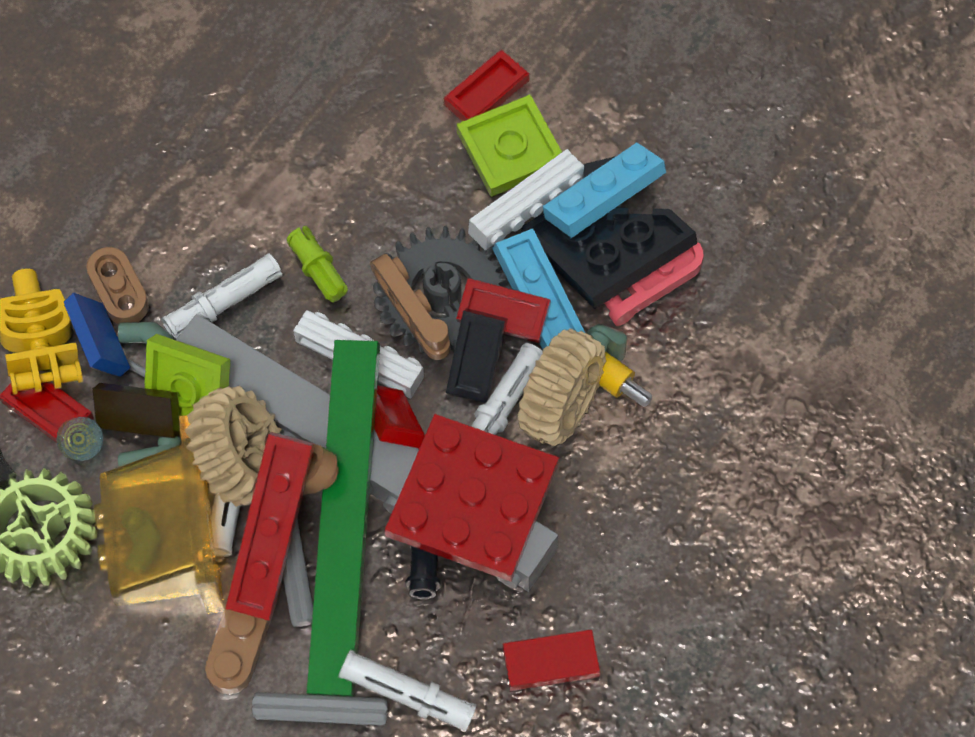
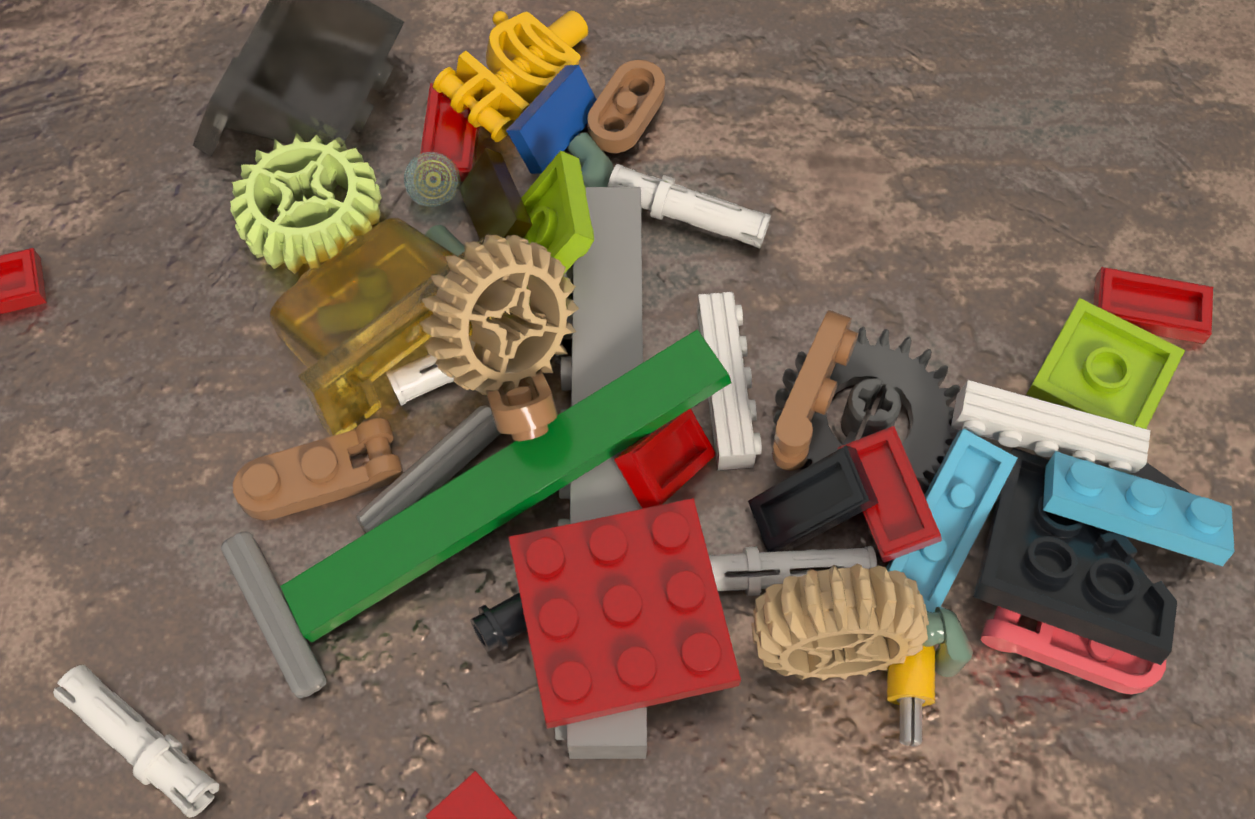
camera: 55 degrees right, 0 degrees up
(270, 526) = (427, 407): red plate -> none
(317, 263) = (798, 271): lime axle -> none
(408, 691) = (342, 699): white pin -> none

